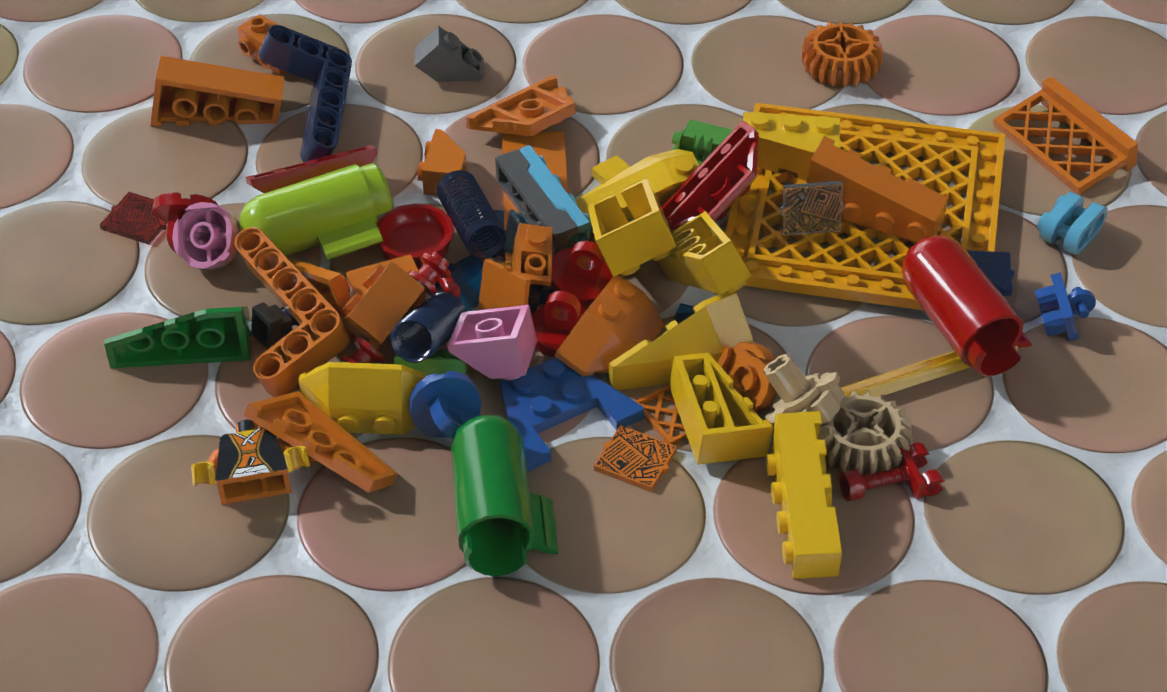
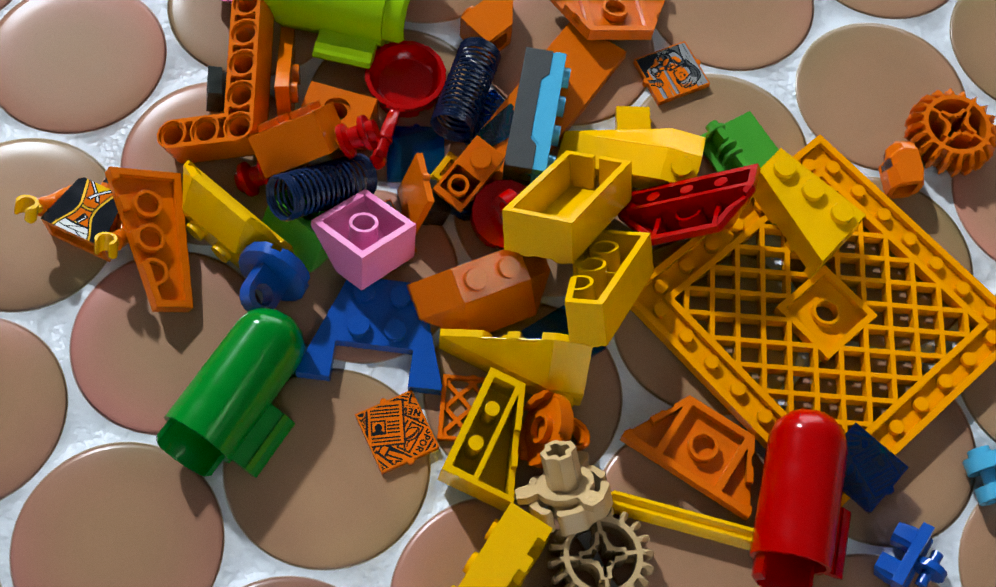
camera: 30 degrees right, 20 degrees up
(189, 339) = (156, 63): green wedge -> none
(556, 320) = (445, 248): red tile -> none
(608, 129) = (671, 73): none -> piece
(812, 208) = (755, 293): clear piece -> none
(832, 92) = (901, 170): none -> orange rock
(864, 333) = (700, 451): none -> orange wing
(876, 196) = (825, 320): orange wedge -> none

